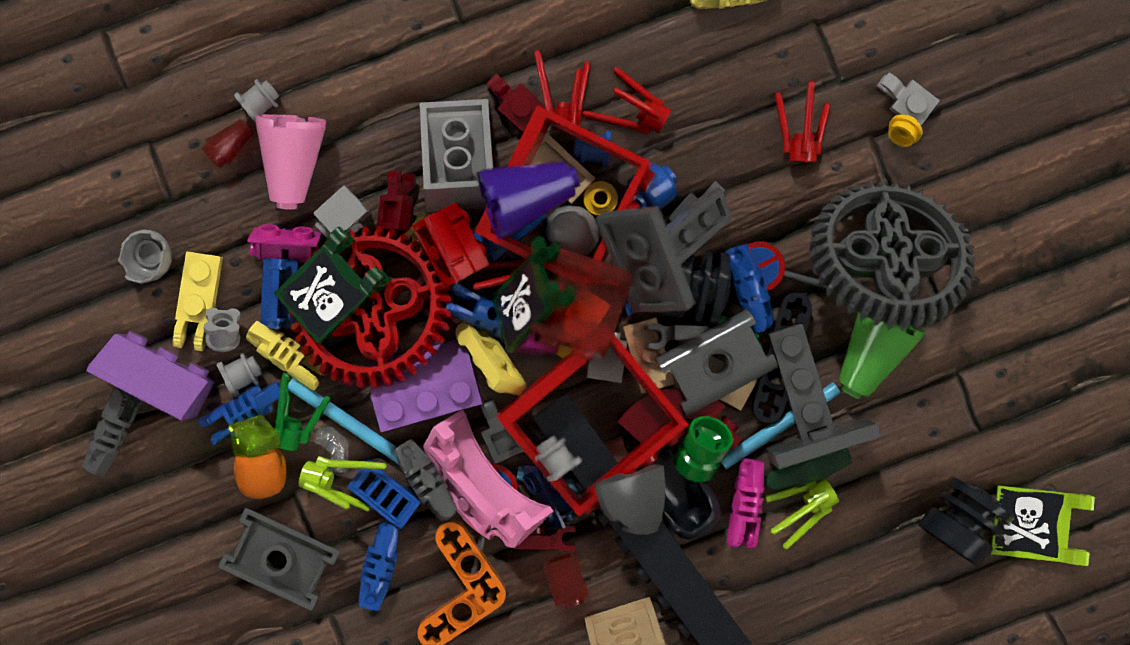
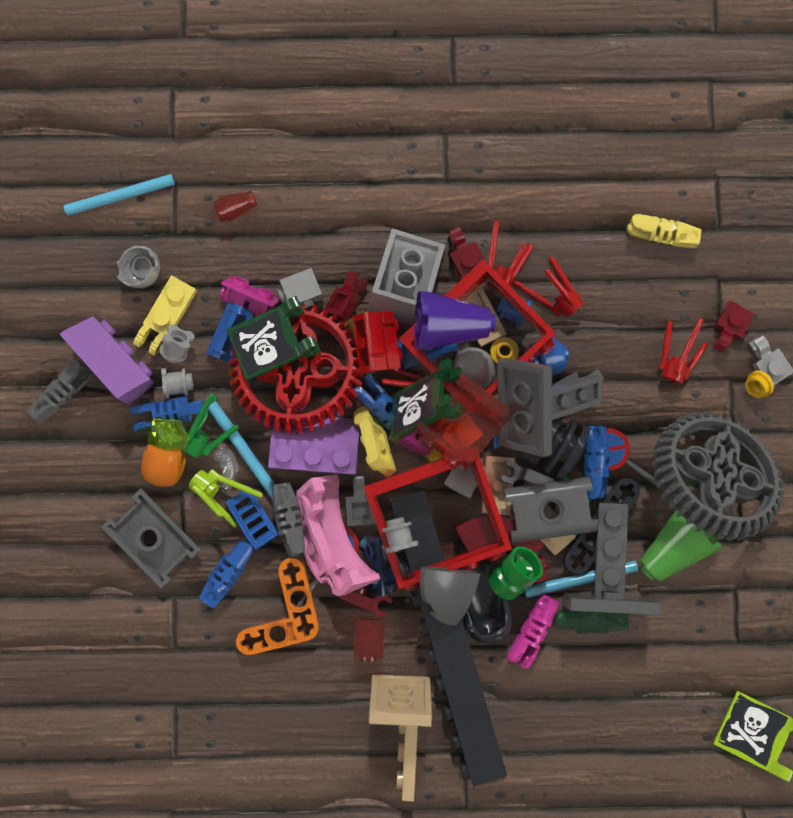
camera: 15 degrees right, 5 degrees down
(89, 179) = (119, 194): none -> medium azure bar
(258, 98) = (270, 181): light grey brick -> none
(283, 353) = (216, 380): light yellow hinge -> none
(289, 155) = (277, 231): bright pink cone -> none
(818, 500) = (591, 648): lime plant -> none
(850, 69) = (732, 323): none -> dark red plate
(966, 521) = (704, 709): black wheel -> none

